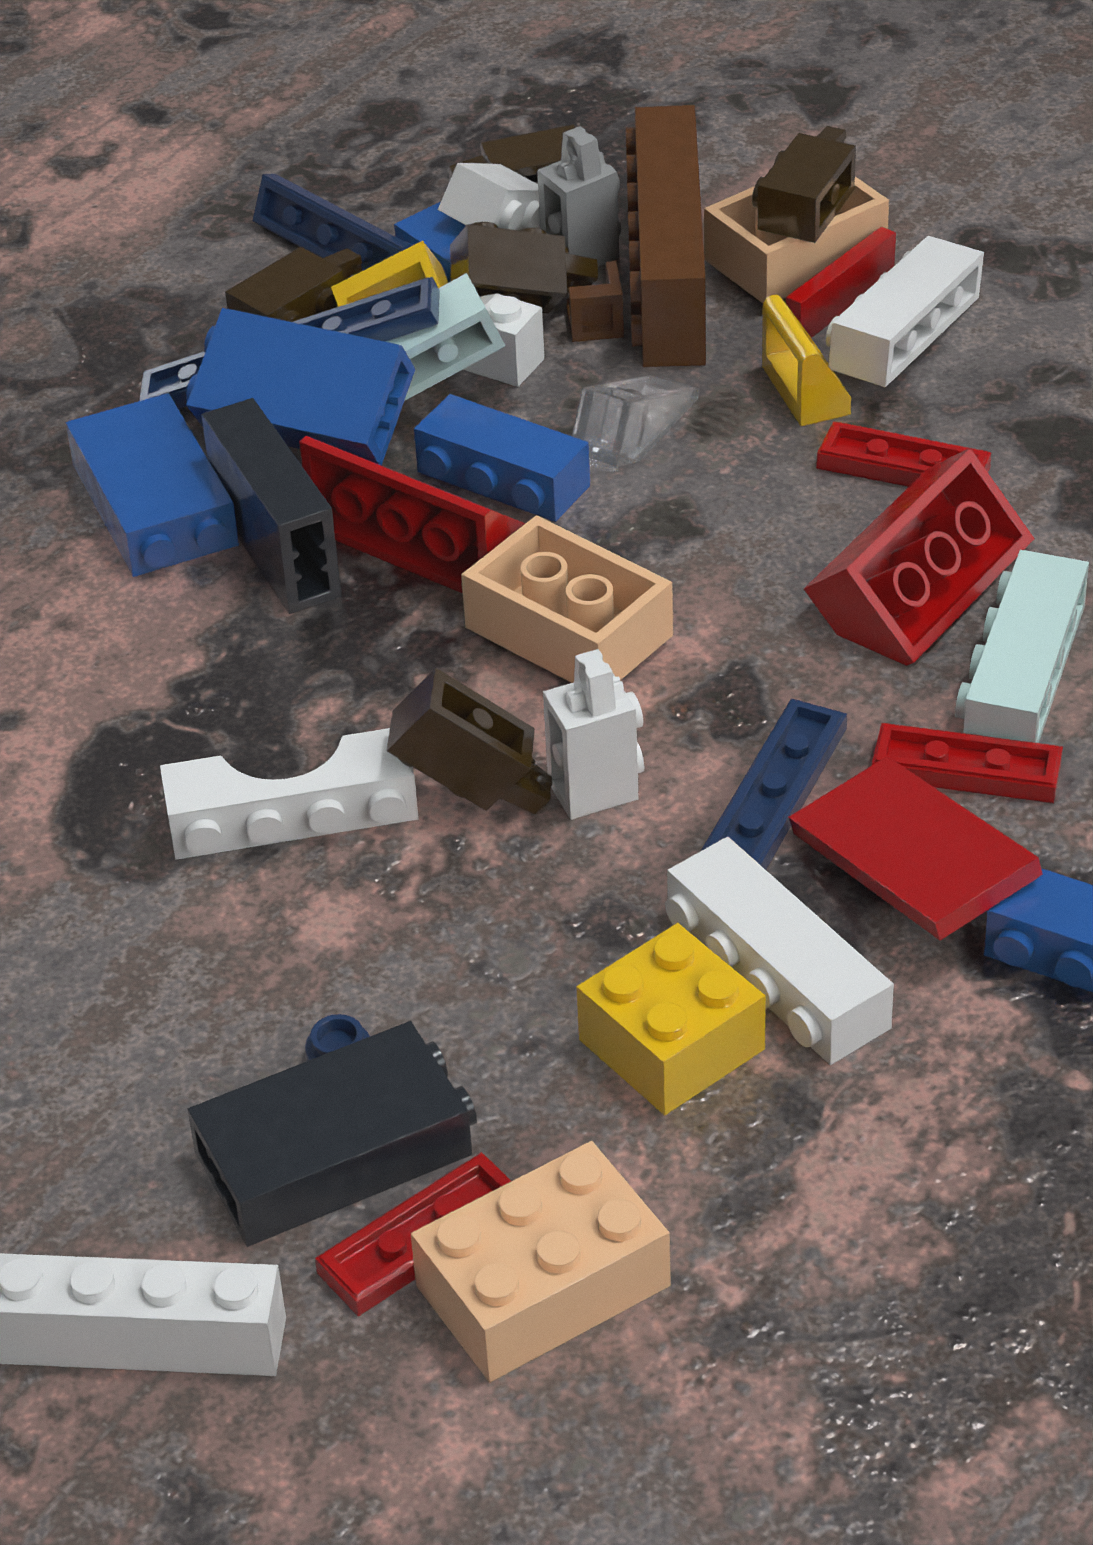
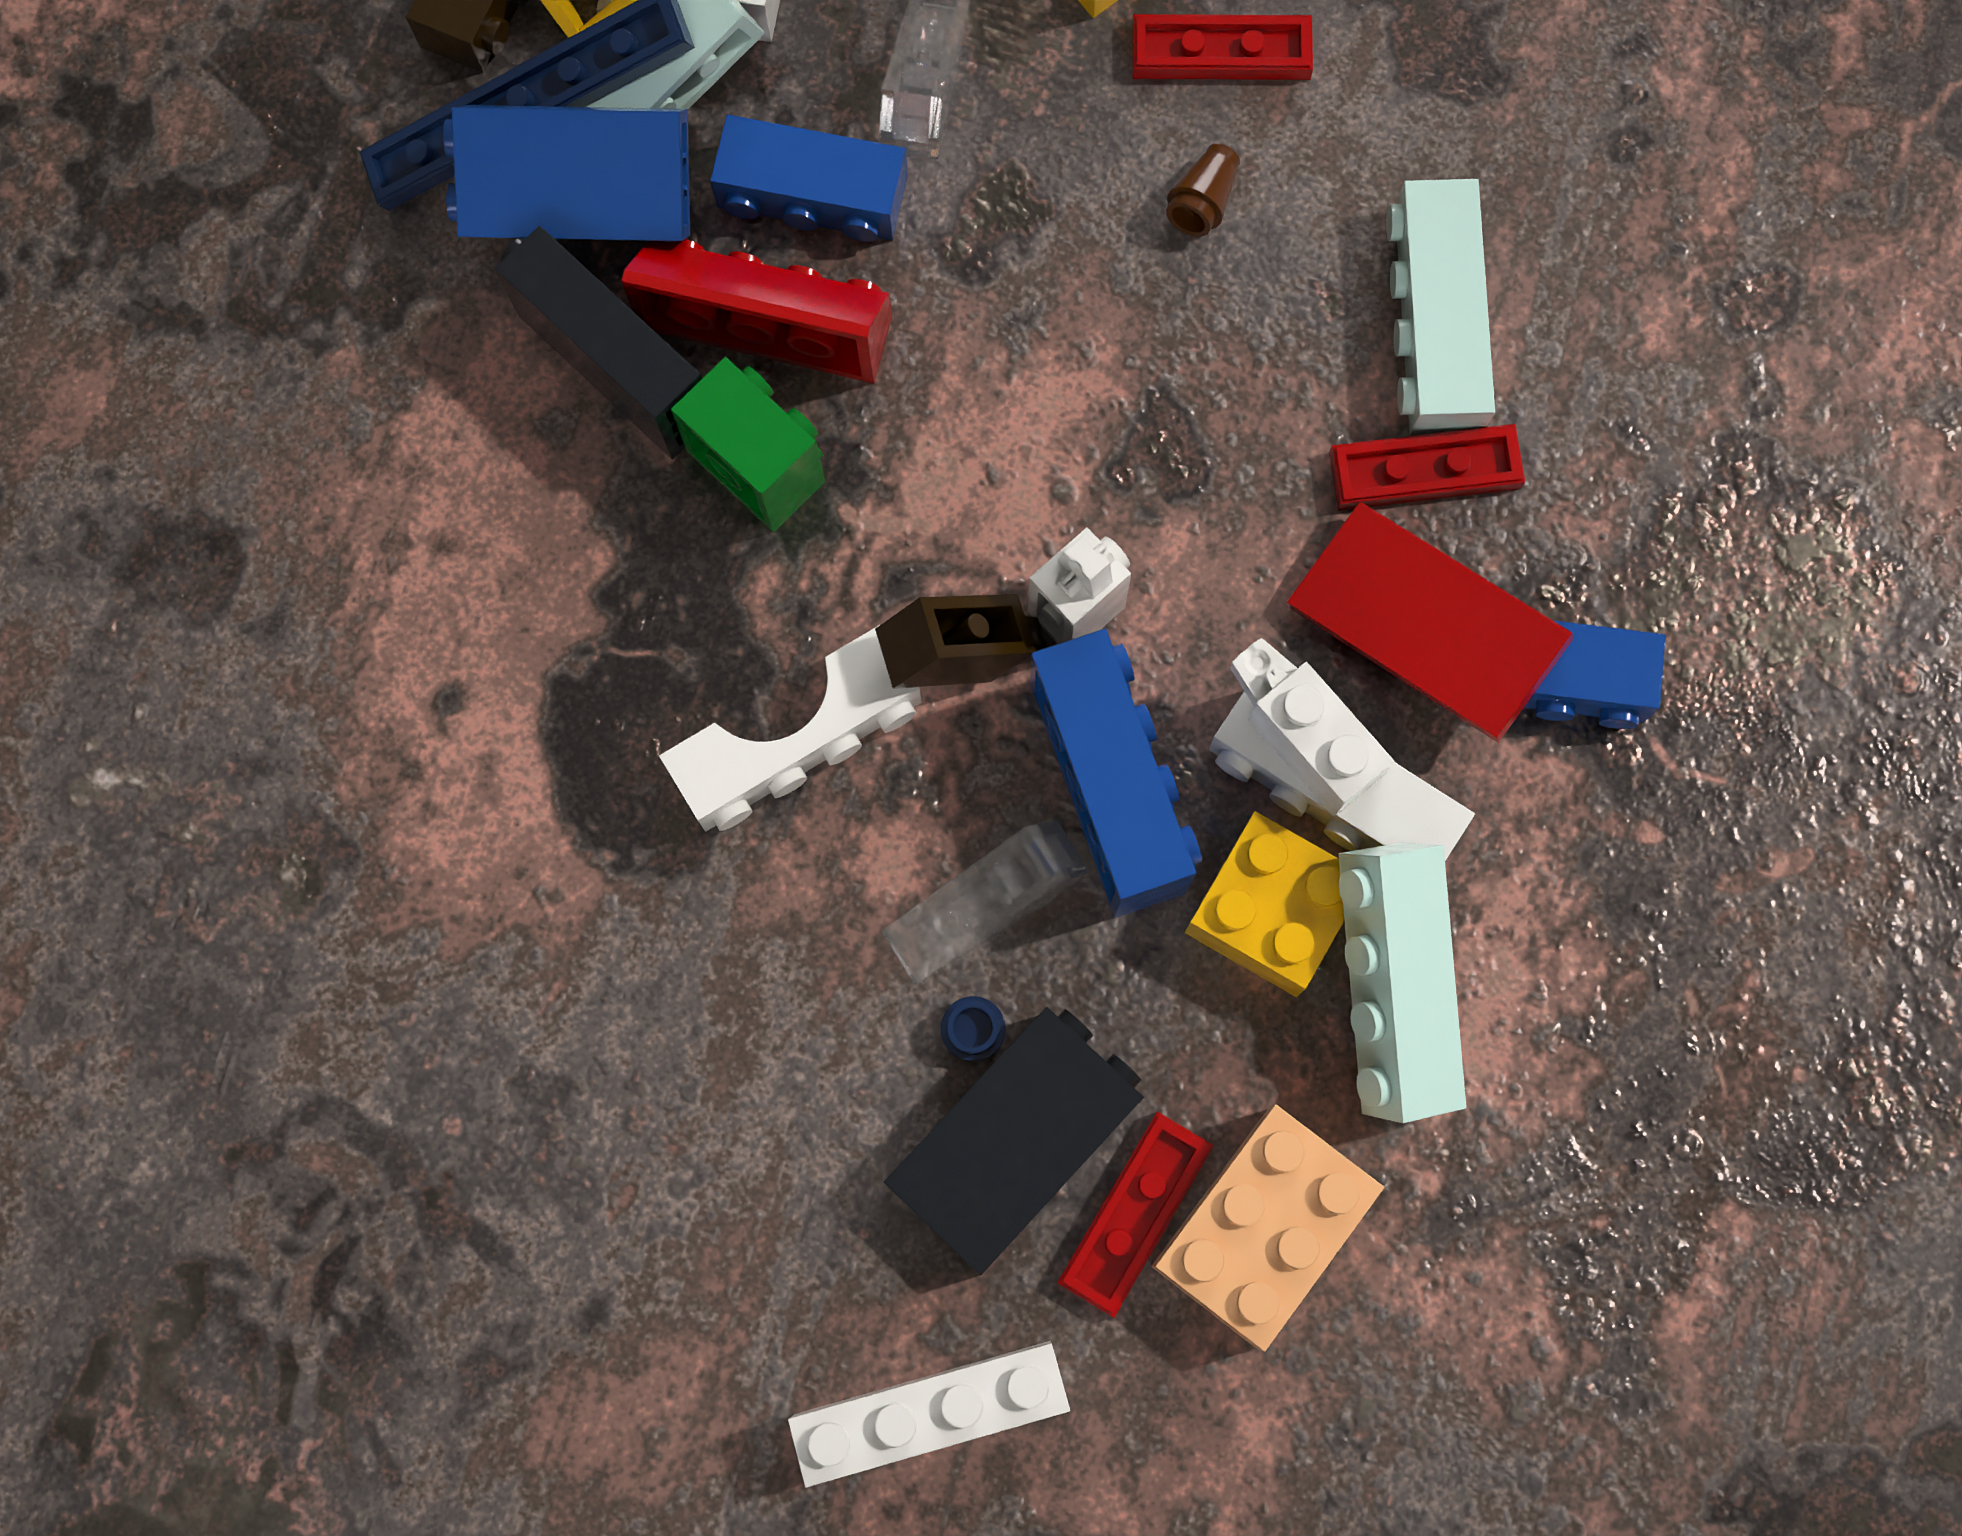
camera: 20 degrees left, 35 degrees up
(152, 484) = (451, 329): blue brick -> none
(356, 589) = (751, 442): none -> green brick
(403, 948) = (986, 899): none -> clear slope
(559, 872) = (1113, 773): none -> blue brick
(565, 596) = (972, 391): light nougat brick -> none
(757, 867) = (1310, 727): none -> white hinge
(759, 1080) = (1402, 981): none -> light aqua brick
(780, 779) = (1255, 549): dark blue tile -> none
(832, 533) = (1203, 192): none -> reddish brown cone
(921, 561) = (1296, 204): red slope -> none

